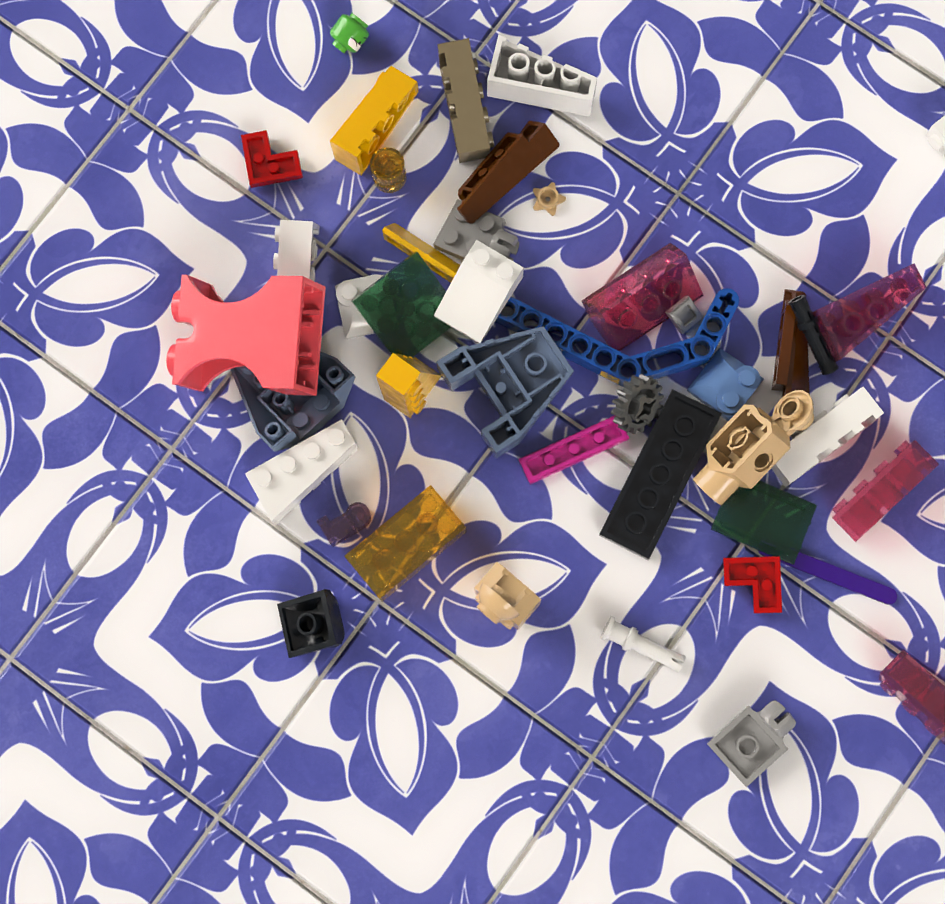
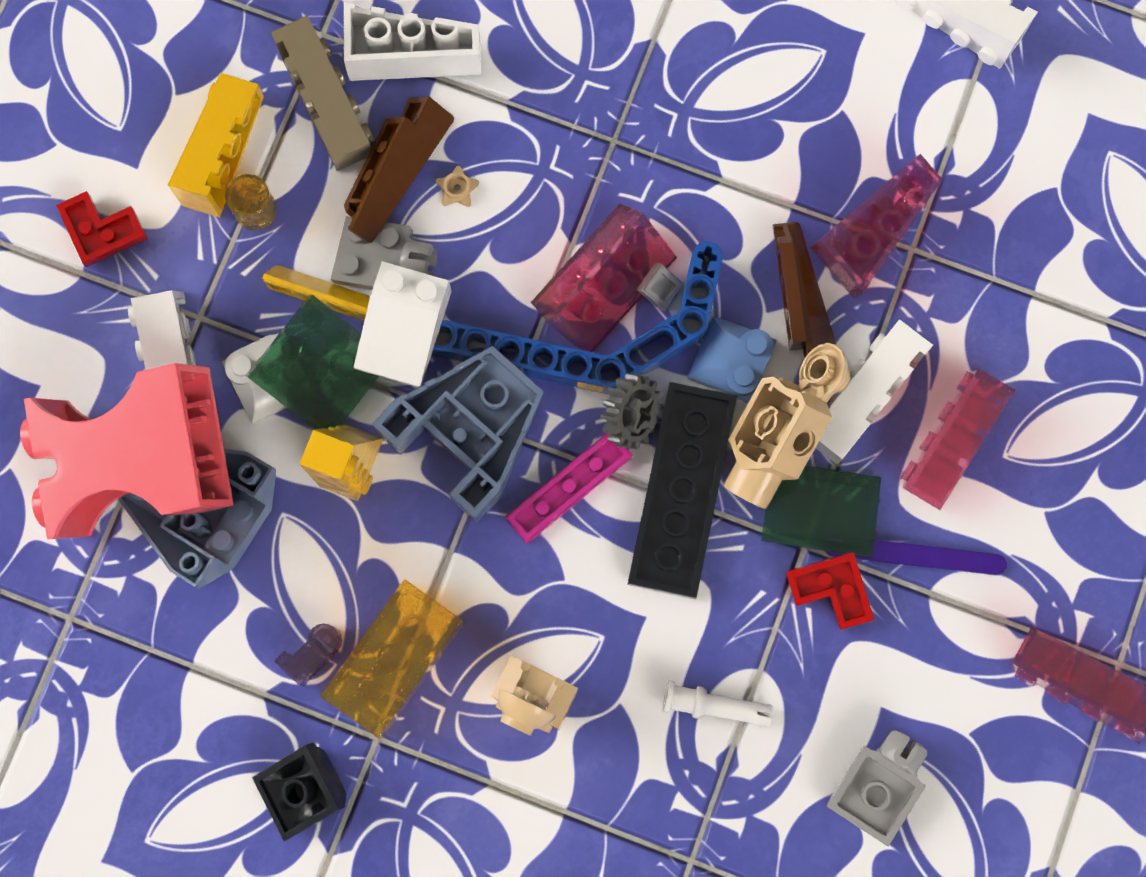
camera: 20 degrees left, 0 degrees up
(299, 470) = (236, 603): white wedge -> none
(349, 33) = (159, 46): bright green head -> none
(809, 326) = (813, 260): black pin -> none

